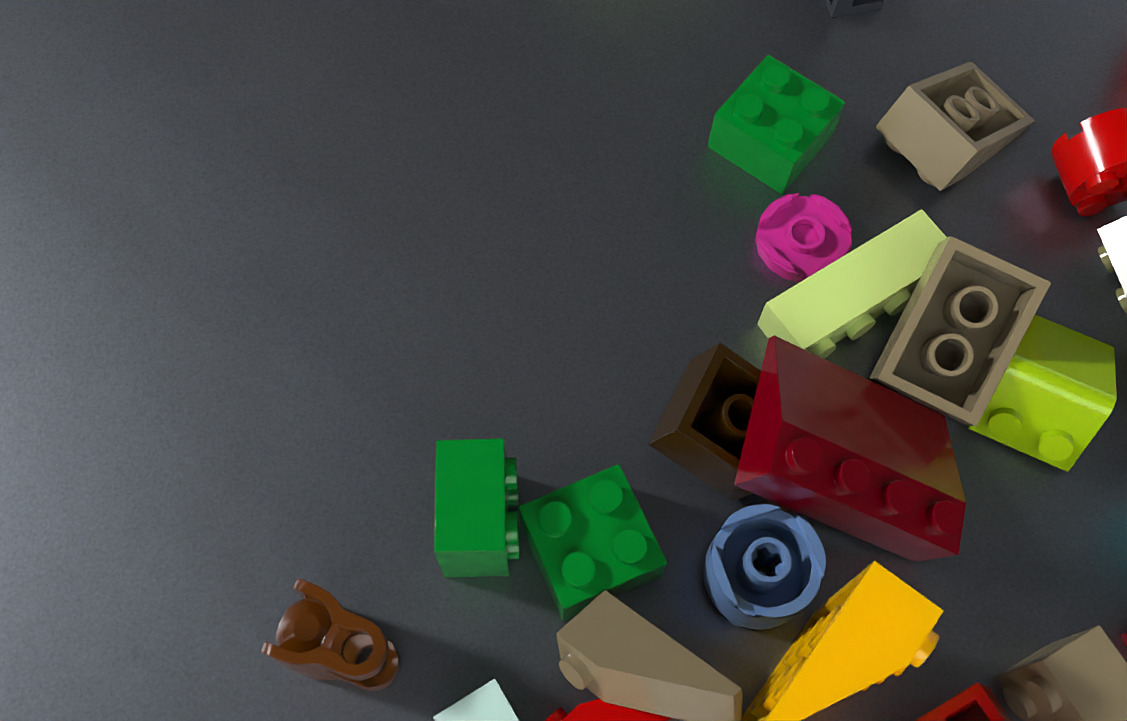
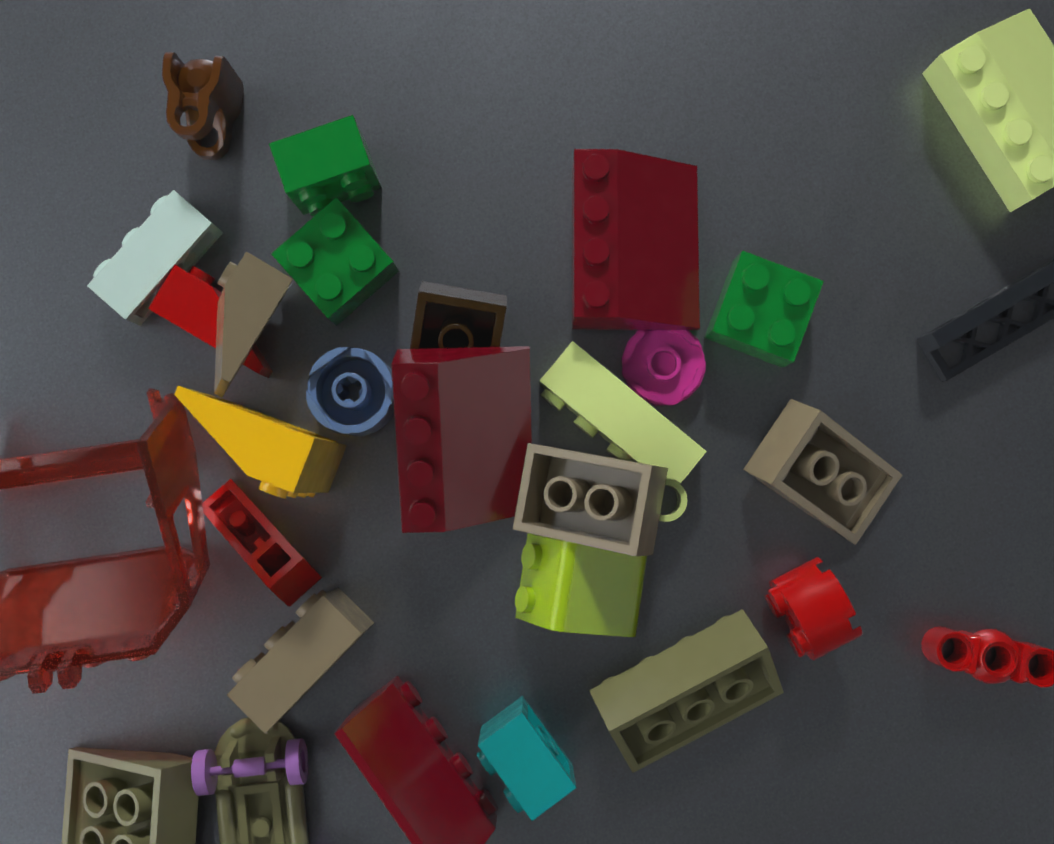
camera: 75 degrees right, 20 degrees up
(665, 227) = (634, 242): none -> dark red slope

